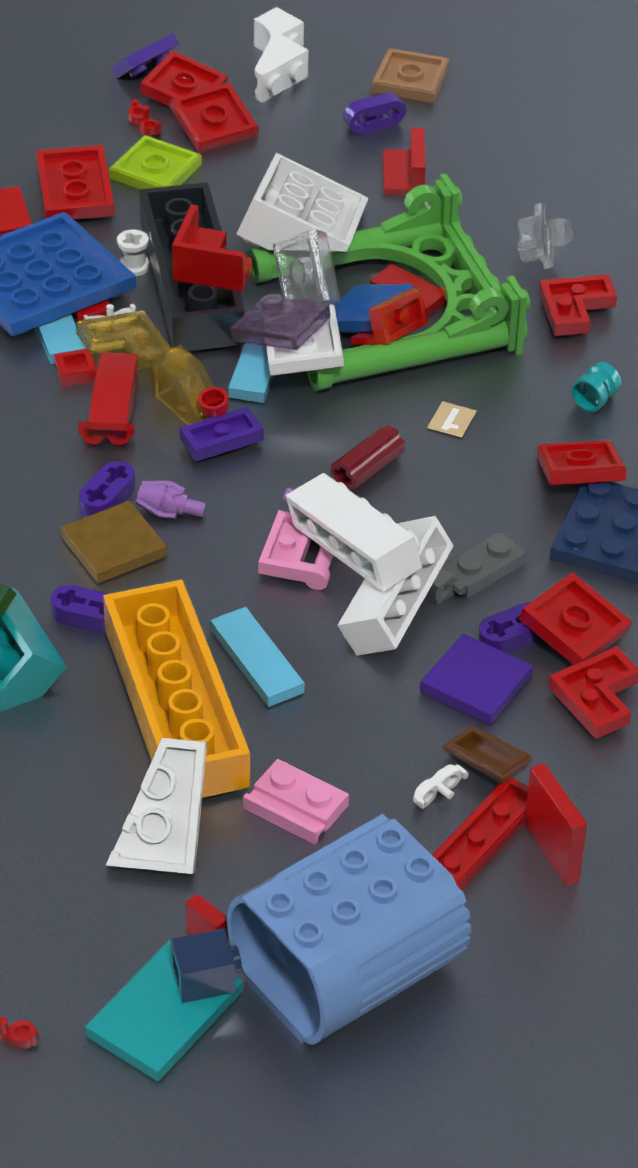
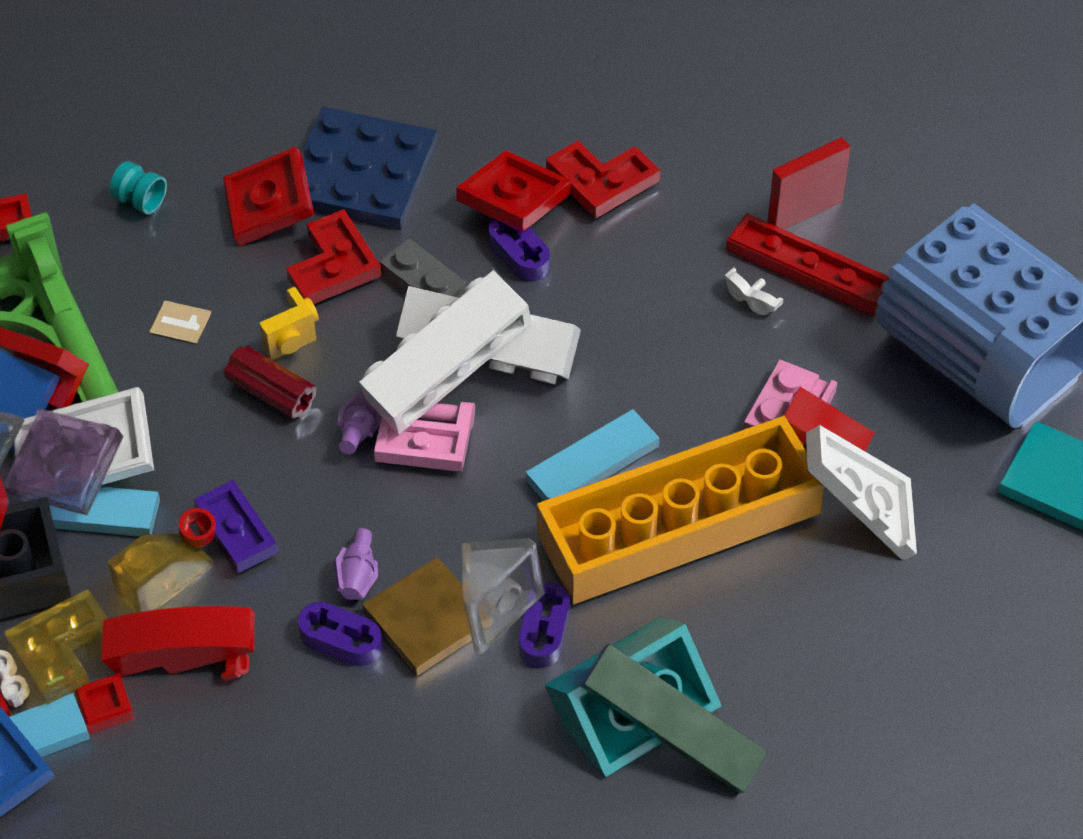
camera: 95 degrees left, 10 degrees up
(94, 541) = (498, 586): none -> clear slope
(203, 916) = (978, 453): red tile -> none
(204, 965) = (1046, 438): dark blue brick -> none
(255, 812) = (808, 411): none -> red tile
(425, 474) = (291, 328): none -> yellow bracket
(476, 678) = (594, 274): dark purple tile -> none
(487, 754) = (706, 252): reddish brown tile -> none
(503, 510) = (342, 261): none -> red plate

